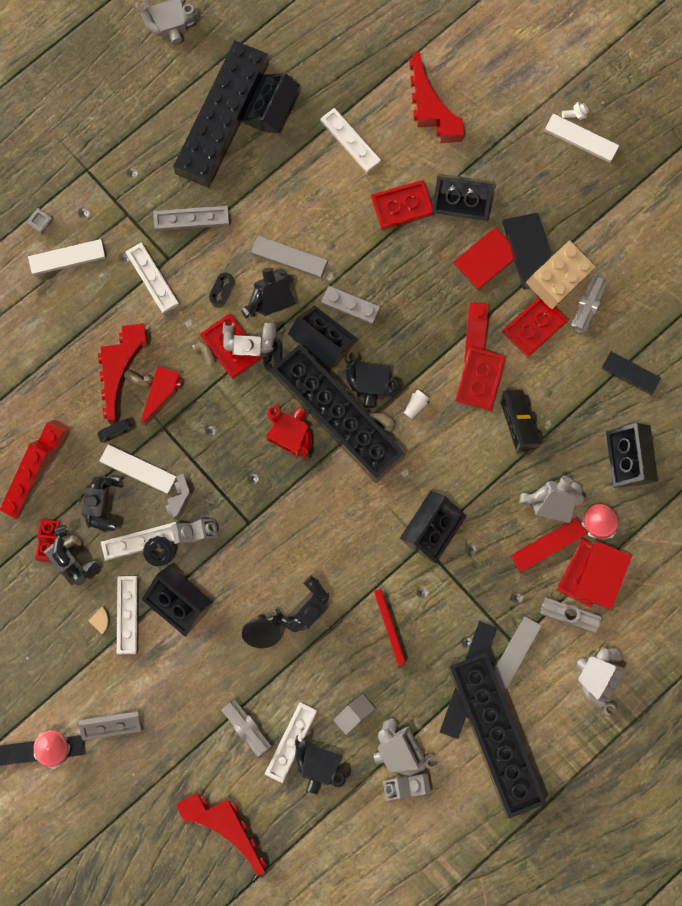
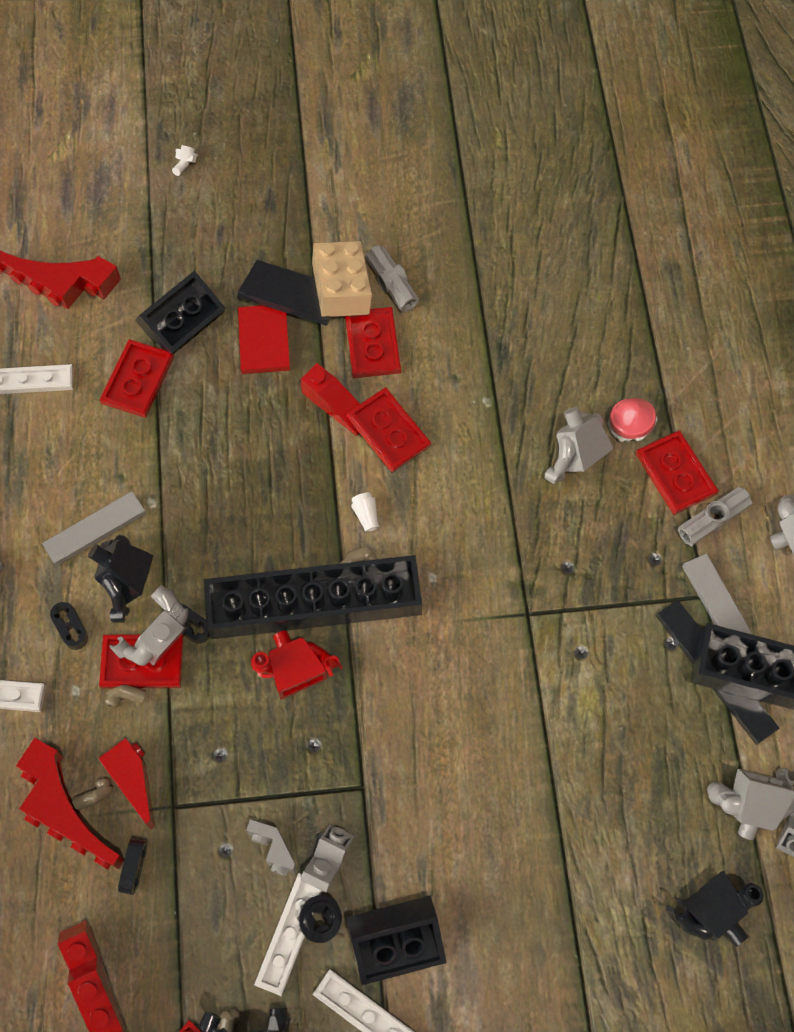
camera: 55 degrees left, 10 degrees down
(96, 502) = (204, 954): black torso -> none
(138, 469) = (199, 874): white tile -> none
(246, 728) = (612, 966): light grey piece -> none
(261, 632) = (508, 862): black shield -> none
(285, 752) = (663, 925): white tile -> none
(308, 609) = (519, 789): black torso -> none
(322, 336) = (212, 555): black slope -> none
(350, 305) = (201, 503): light grey plate -> none
(354, 714) = (676, 825): light grey slope -> none
(370, 381) = (304, 538): black torso -> none
(385, 615) = (601, 713): red tile -> none
(433, 526) = (516, 587): black slope -> none
(520, 420) = (465, 422): black slope -> none
(548, 545) = (620, 488): red tile -> none
(581, 138) = (214, 173): white tile -> none
(603, 575) = (693, 455): red tile -> none
(631, 373) = (493, 290): black tile -> none
(631, 455) = (582, 345): black slope -> none

